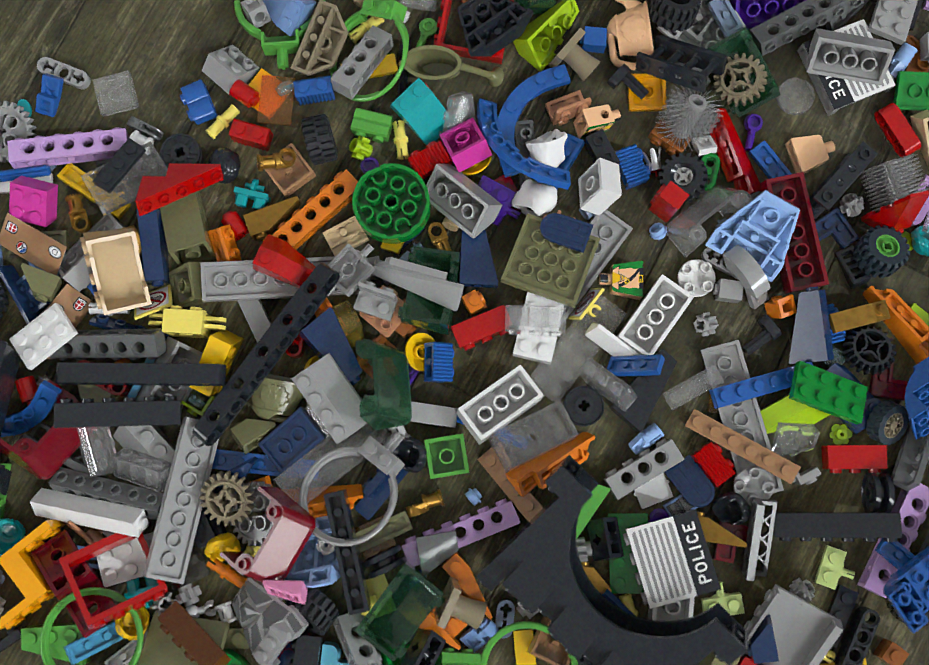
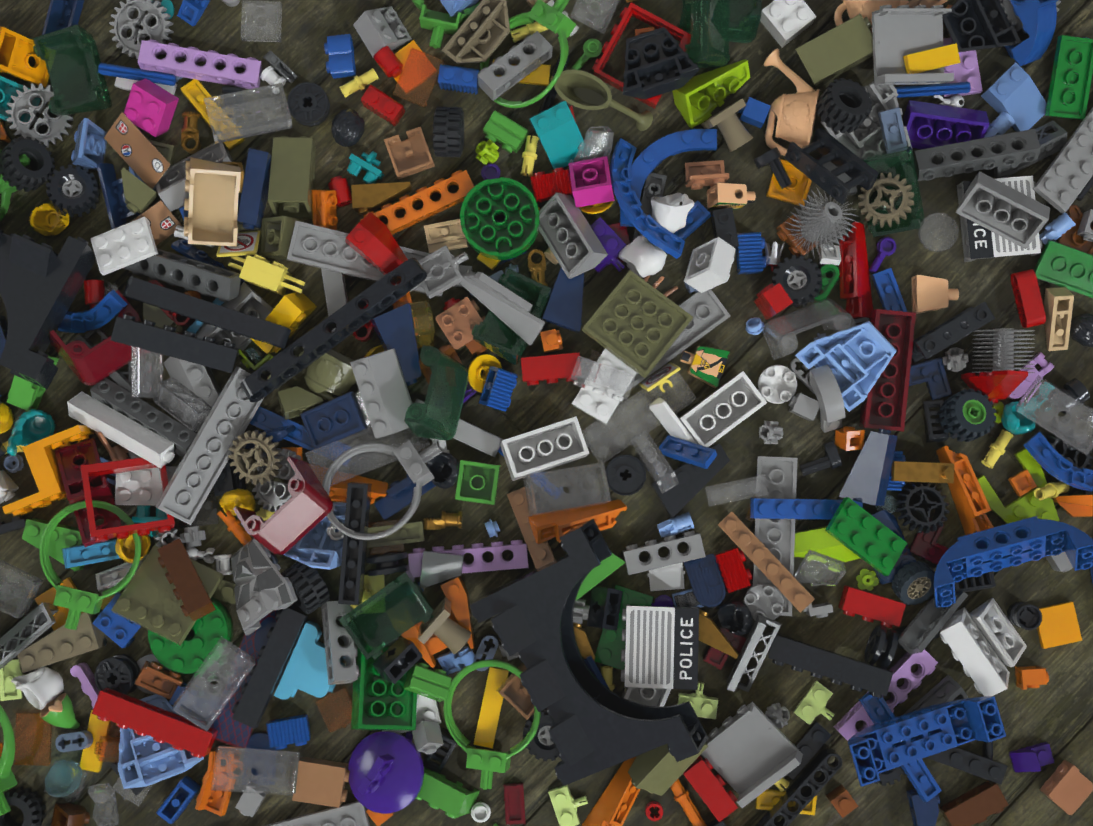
camera: 20 degrees right, 5 degrees up
(119, 166) = (244, 99): black plate -> none
(179, 182) = (297, 134): red slope -> none
(276, 161) = (399, 140): pearl gold connector -> none
(284, 88) = (430, 68): clear light blue tile -> none
(290, 590) = (286, 561): bright pink slope -> none
(375, 301) = (453, 312): light grey bracket -> none
(566, 231) = (662, 300): dark blue window -> none
(763, 643) = (723, 752): dark blue slope -> none
(918, 275) = (997, 449): none -> light yellow pin

